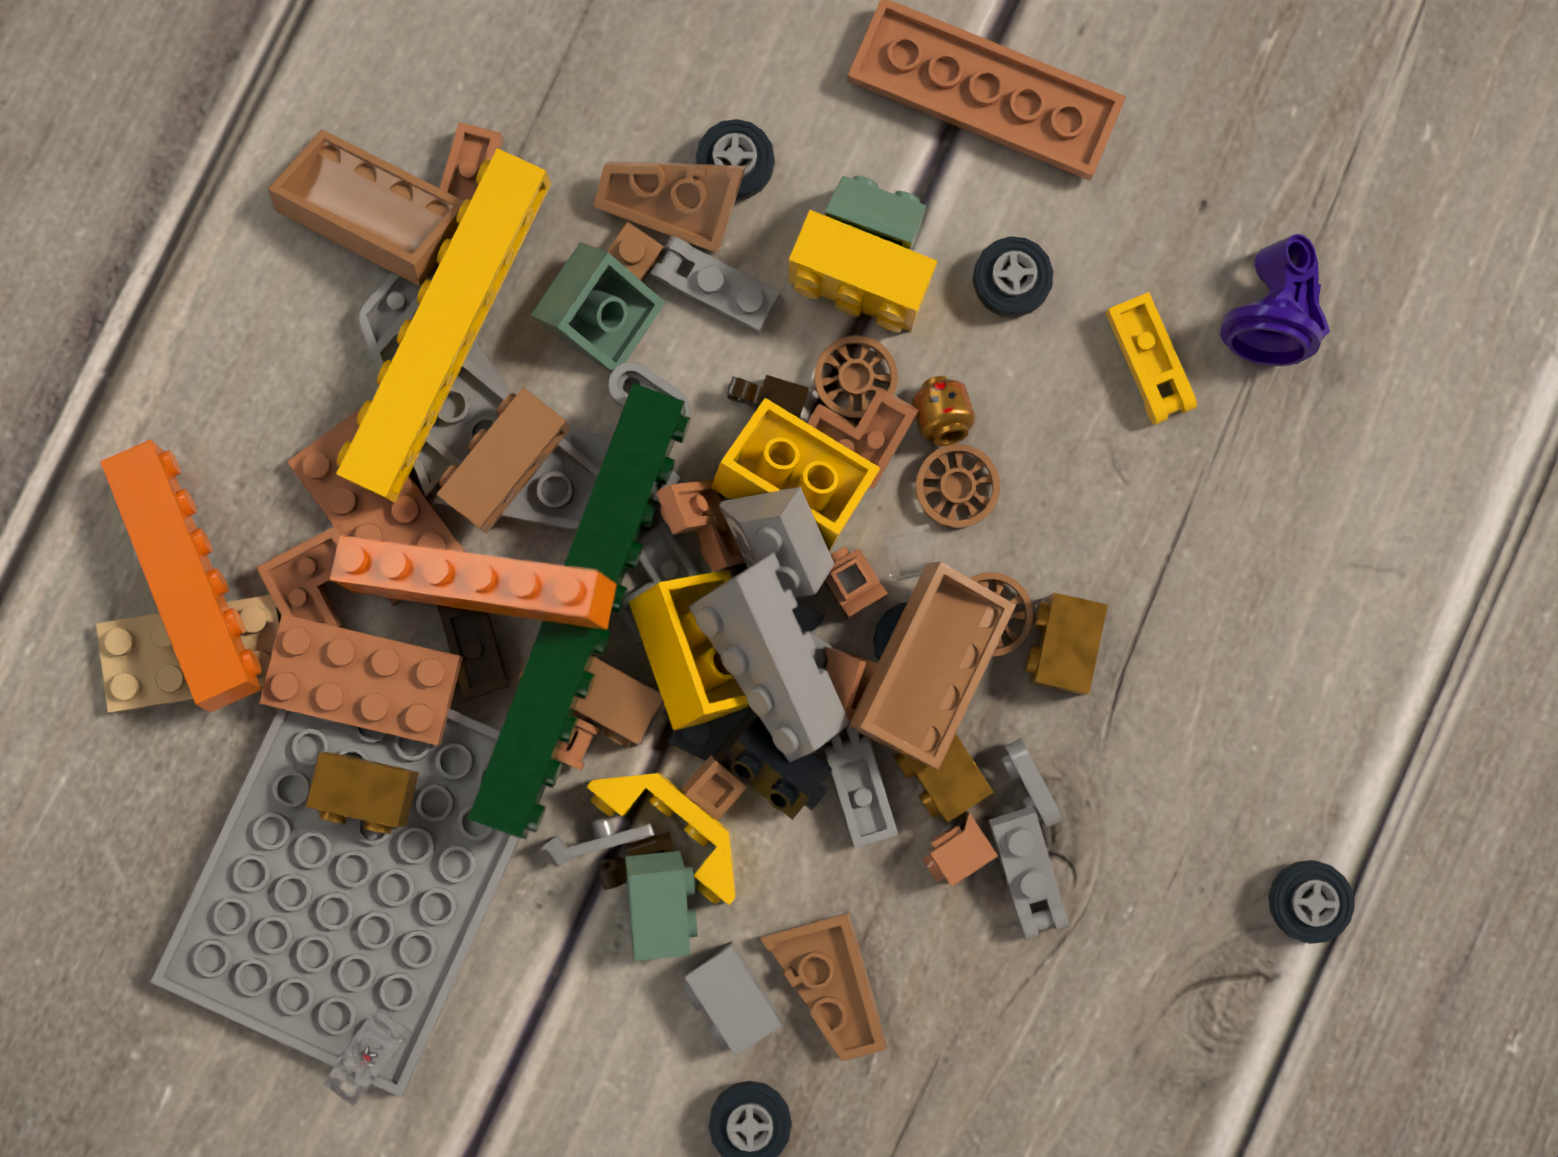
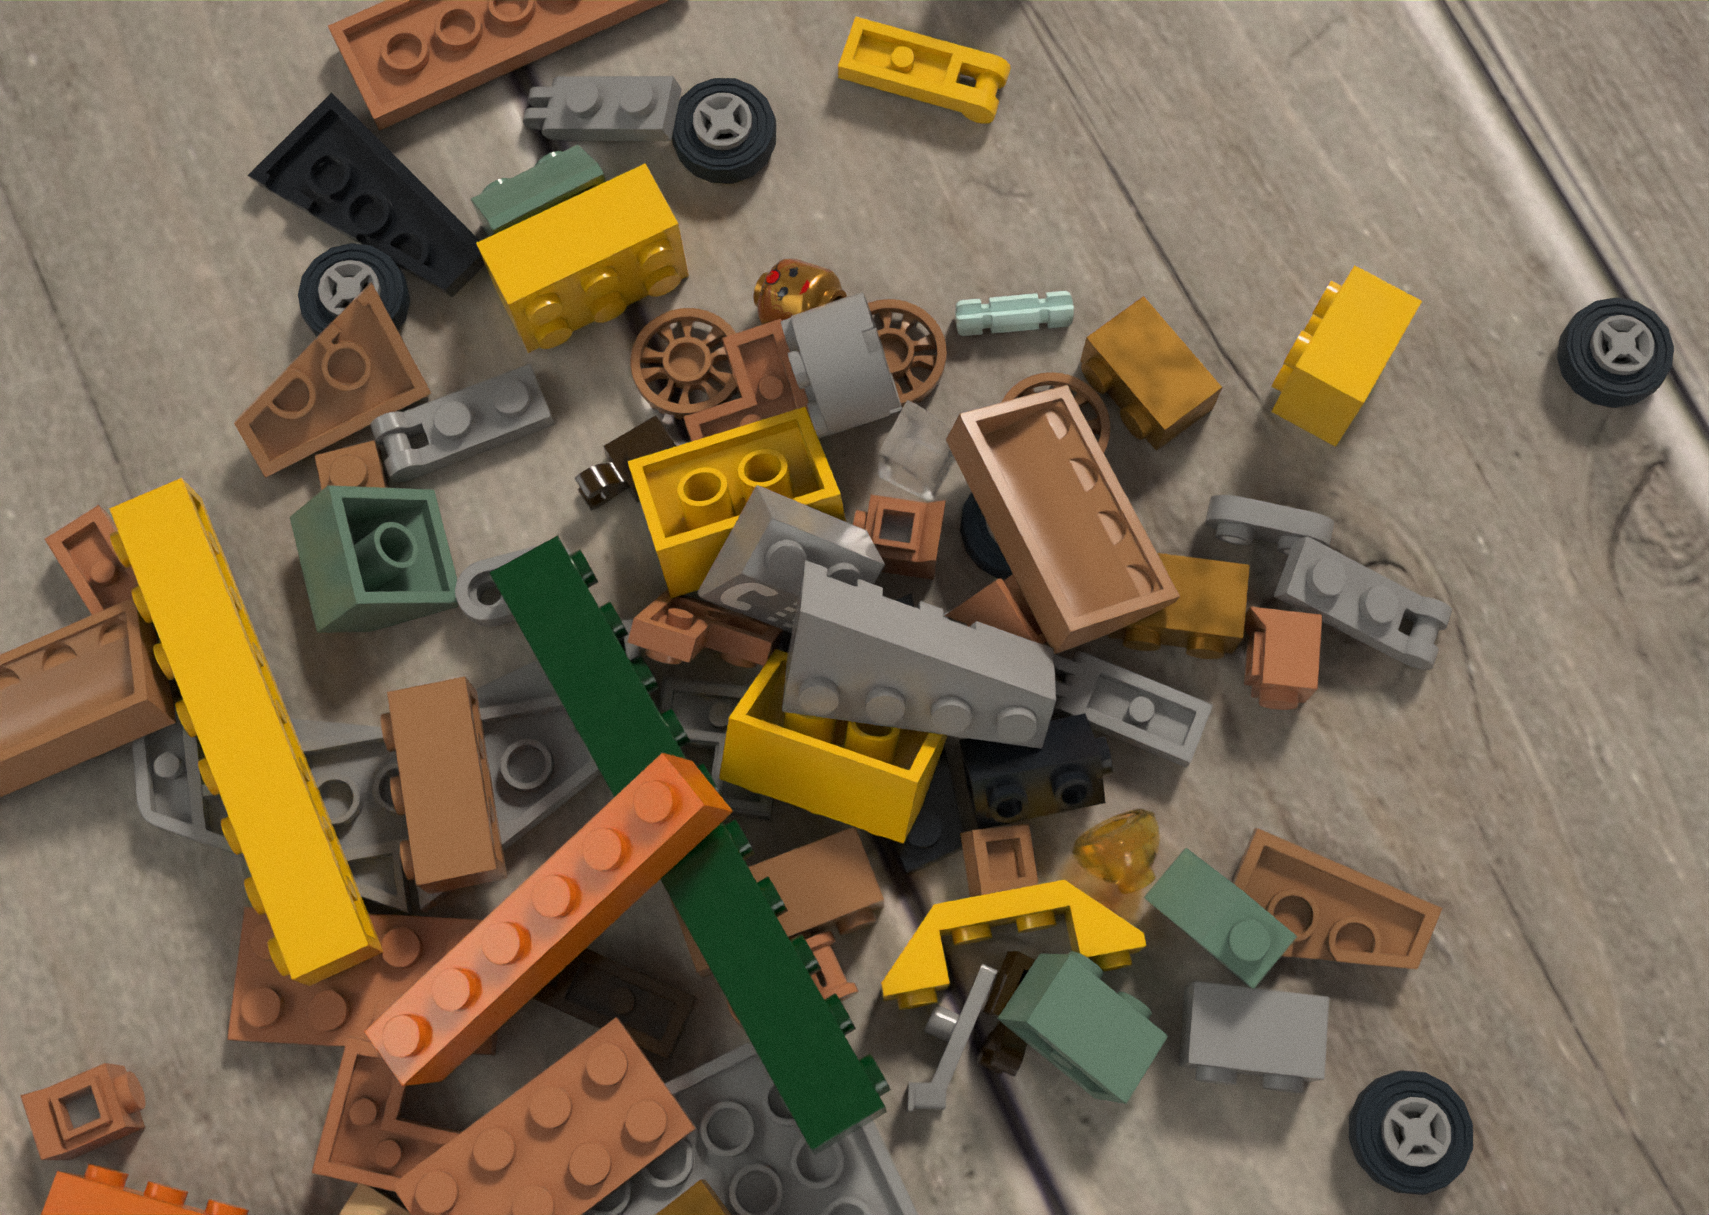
camera: 50 degrees left, 10 degrees down
(192, 423) = (85, 1112): none -> nougat window
(774, 848) = (1121, 850): none -> clear yellow brick
(777, 933) = (1220, 917): none -> sand green slope
(802, 103) = (365, 192): none -> black wing
(916, 470) = (841, 365): none -> light grey brick
(967, 199) = (605, 108): none -> light grey hinge
(1042, 536) = (1014, 313): none -> light aqua axle
(1168, 749) = (1342, 353): none -> yellow brick

